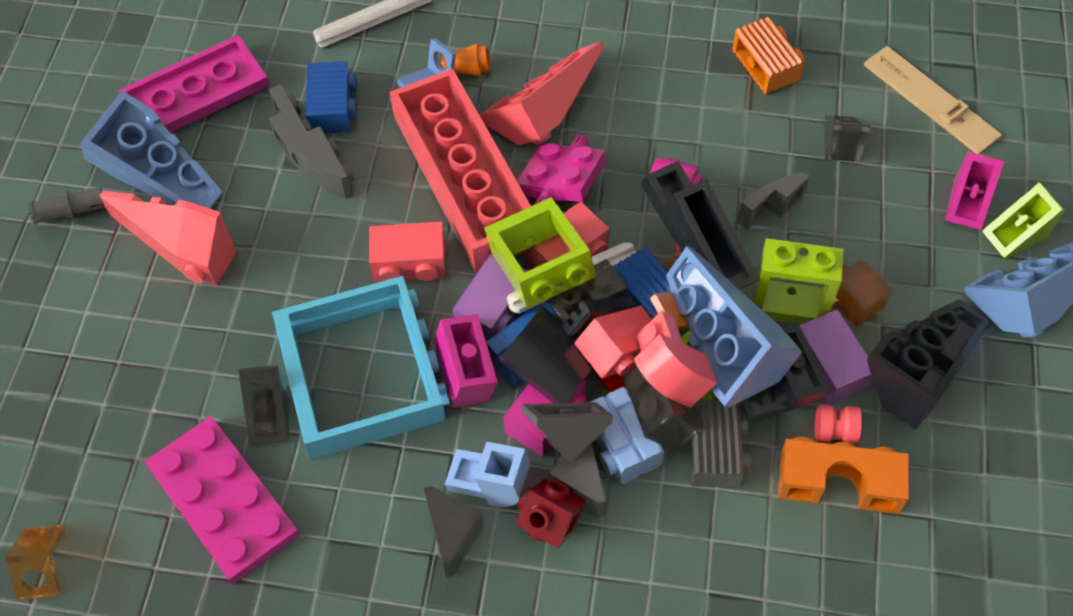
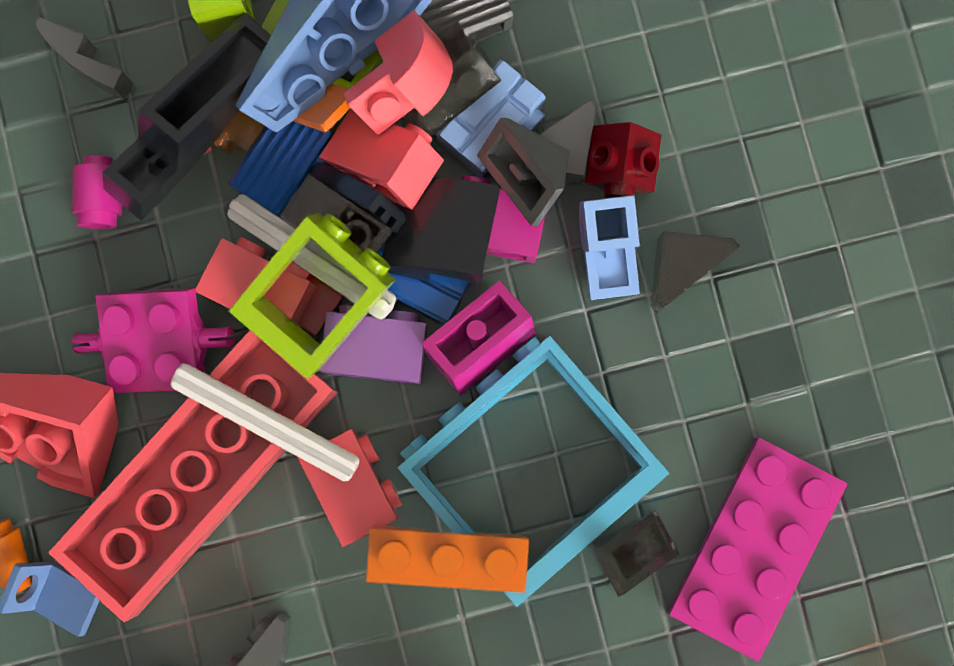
camera: 115 degrees left, 25 degrees up
(308, 291) = (447, 559): none -> orange arch
(469, 200) = (265, 422): none -> white axle

